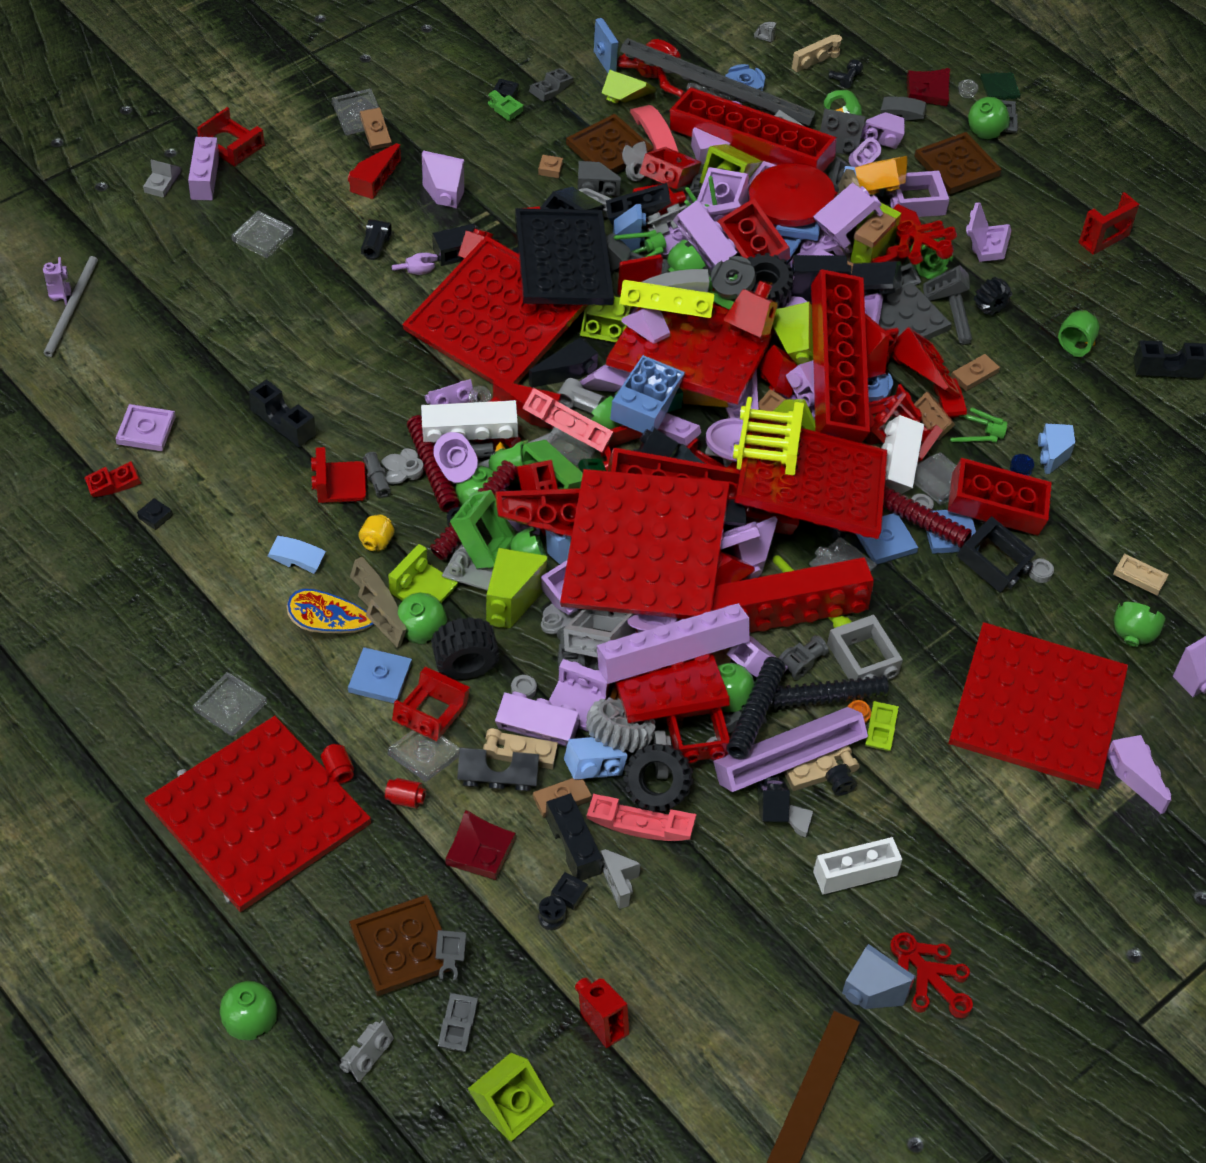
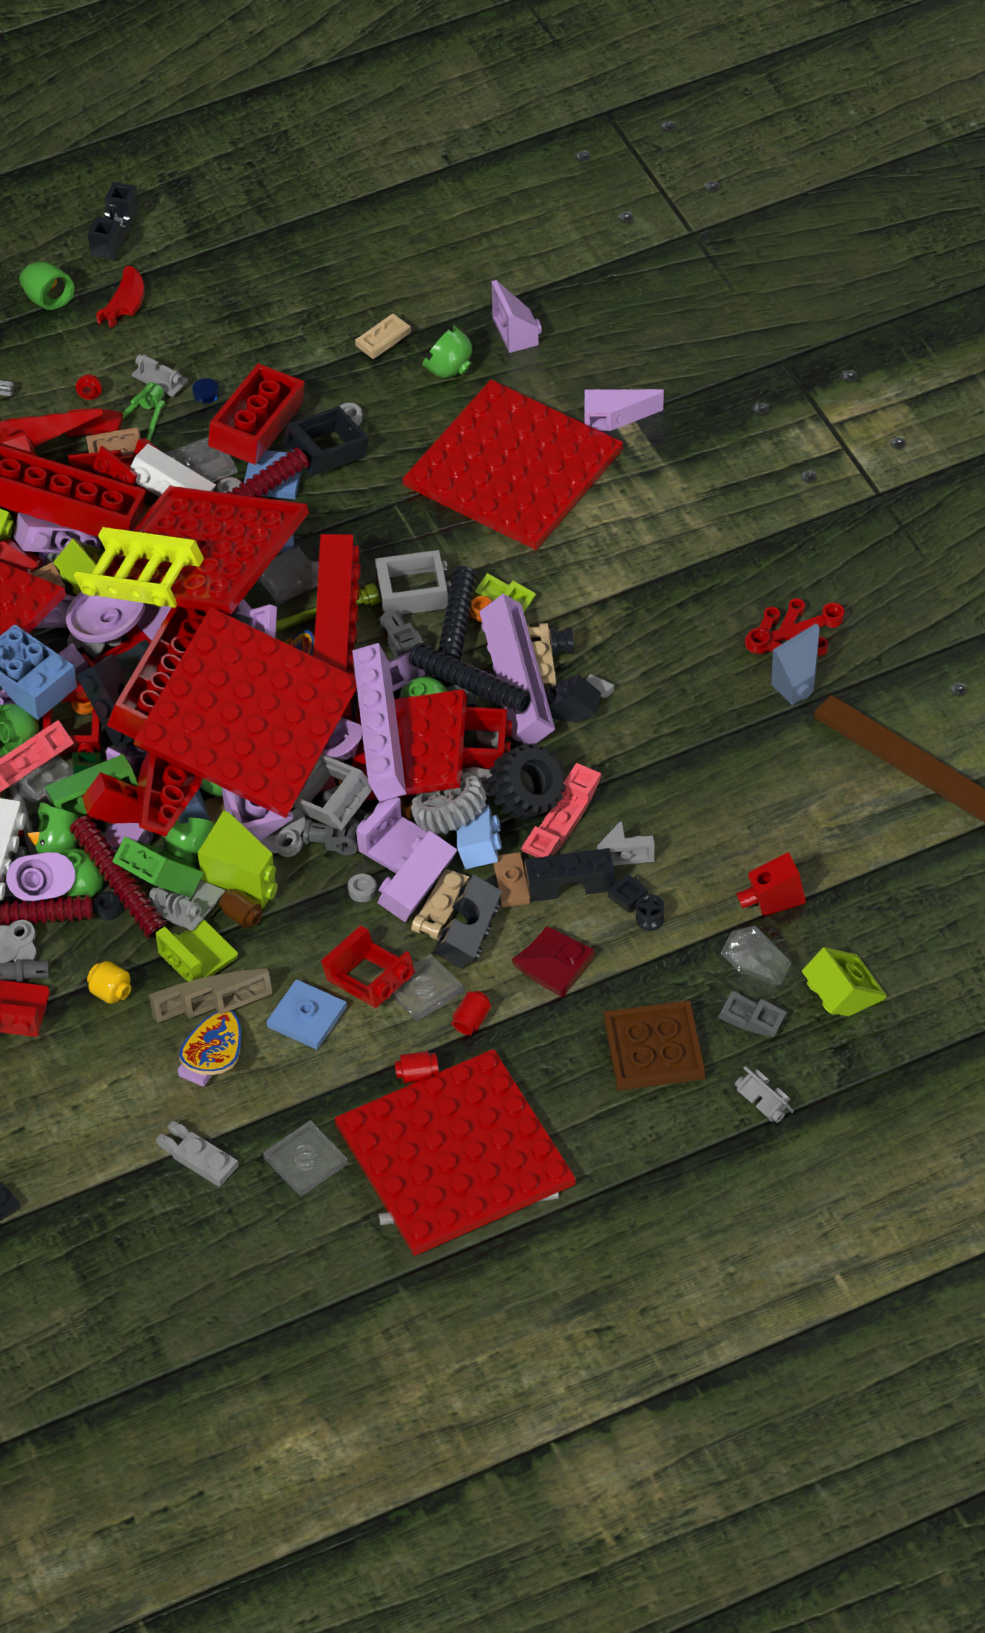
camera: 70 degrees left, 0 degrees up
(223, 631) = (198, 1154): none -> light grey hinge
(248, 1010) = (694, 1190): bright green cylinder -> none
(294, 551) = (110, 1065): light blue slope -> none
(422, 616) = (245, 952): bright green cylinder -> none
(450, 948) = (680, 997): dark grey plate -> none
(465, 648) = (312, 917): black tyre -> none
(473, 603) = (241, 908): none -> reddish brown brick
(521, 1012) = (756, 955): none -> clear slope
(857, 865) = (668, 650): white brick -> none
(975, 372) = (60, 392): medium nougat plate -> none
(987, 386) = (88, 381): none -> red plate
(1022, 429) = (151, 371): none -> light grey hinge
(1056, 444) = (194, 353): light blue slope -> none
(1098, 391) = (126, 299): none -> red piece

